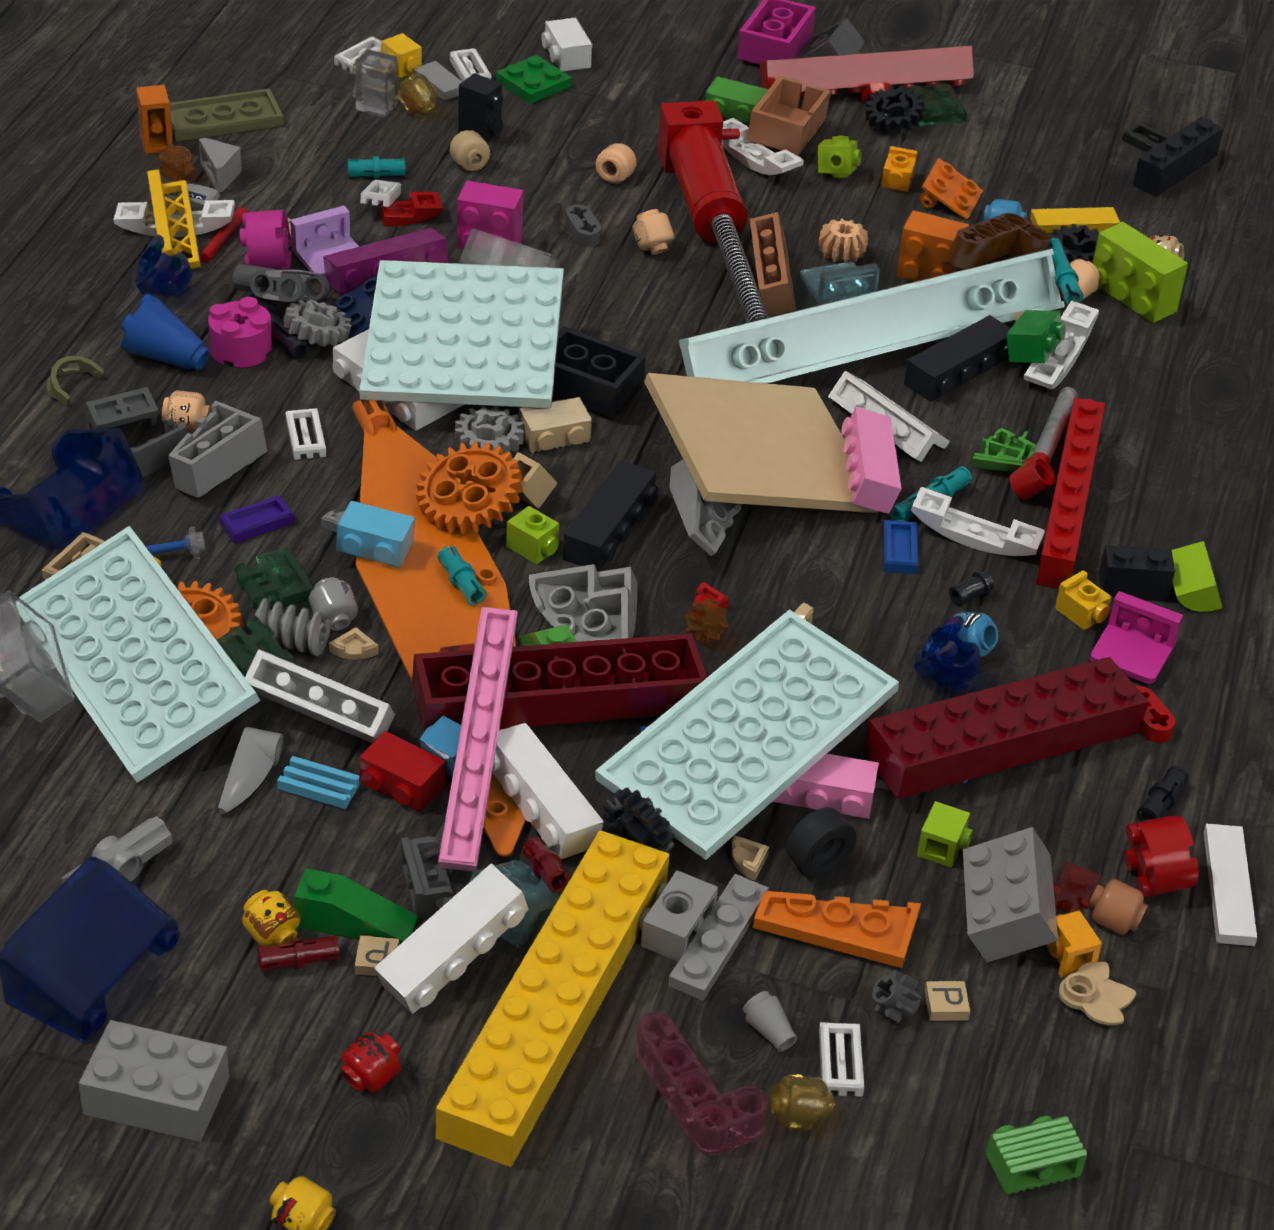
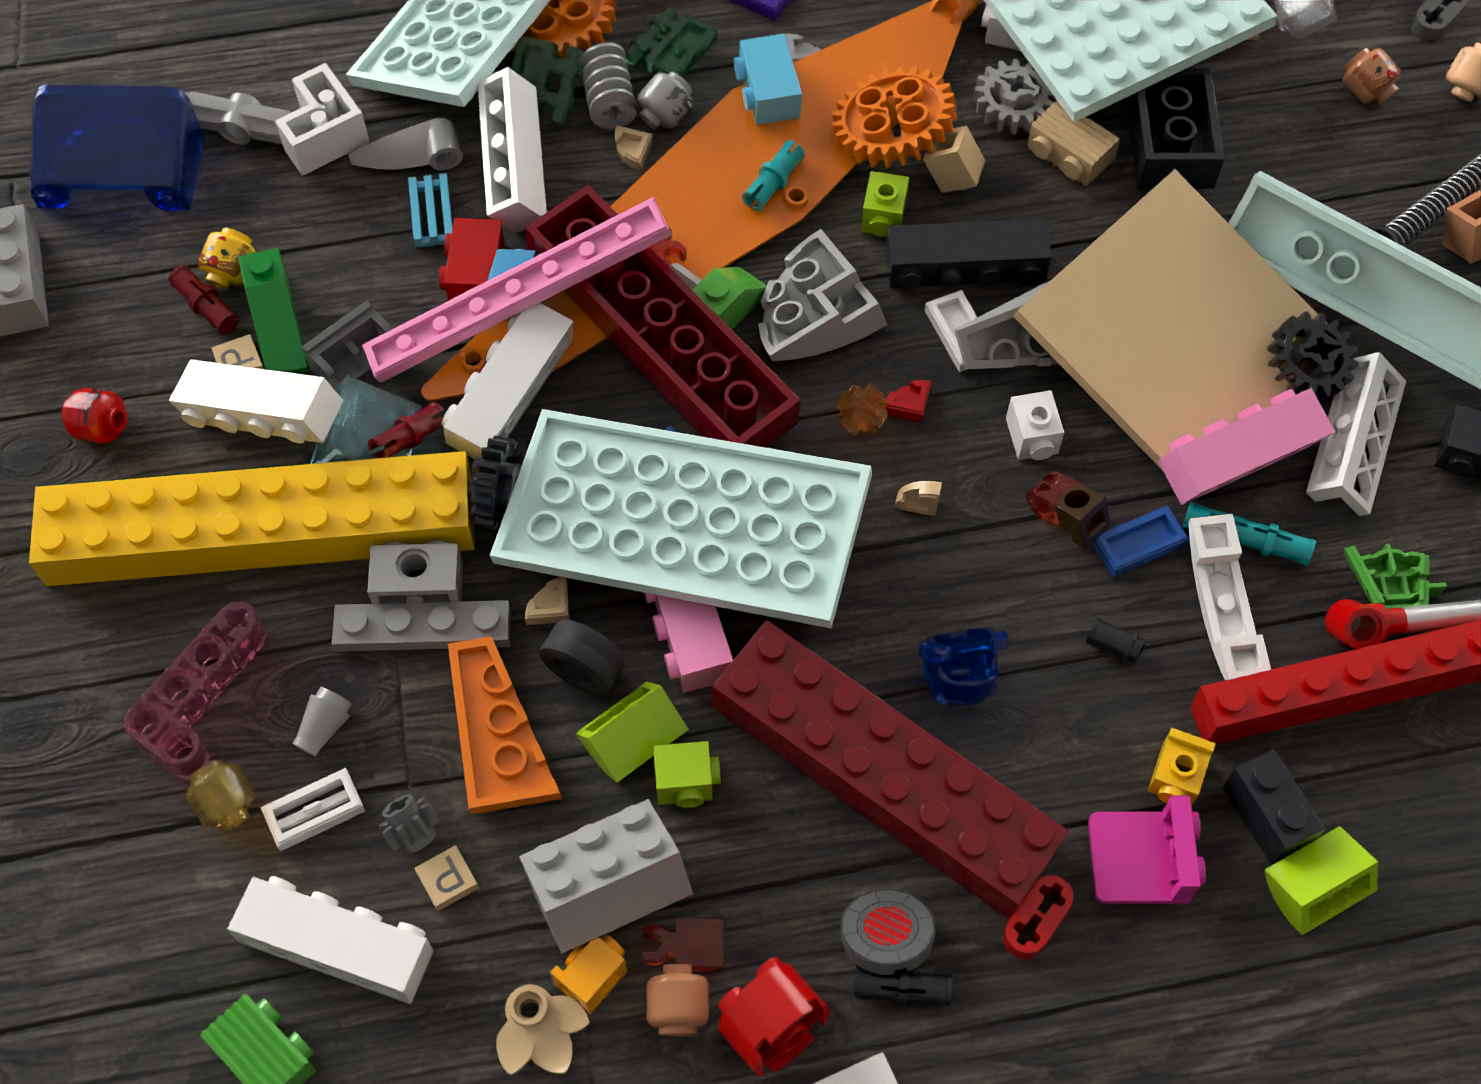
camera: 65 degrees right, 20 degrees up
(179, 796) = (324, 125): none -> white brick
(615, 274) = (1371, 76): none -> nougat head
(667, 552) = (946, 315): none -> white tile
(781, 548) = (1034, 425): none -> white brick
(824, 398) = (1313, 355): none -> black gear
(857, 558) = (1071, 507): none -> dark brown leg
(889, 849) = (629, 729): none -> lime brick
(964, 1079) = (331, 938): none -> white brick
(980, 630) = (1025, 671): dark azure head -> none
(1123, 781) = (887, 931): none -> tile

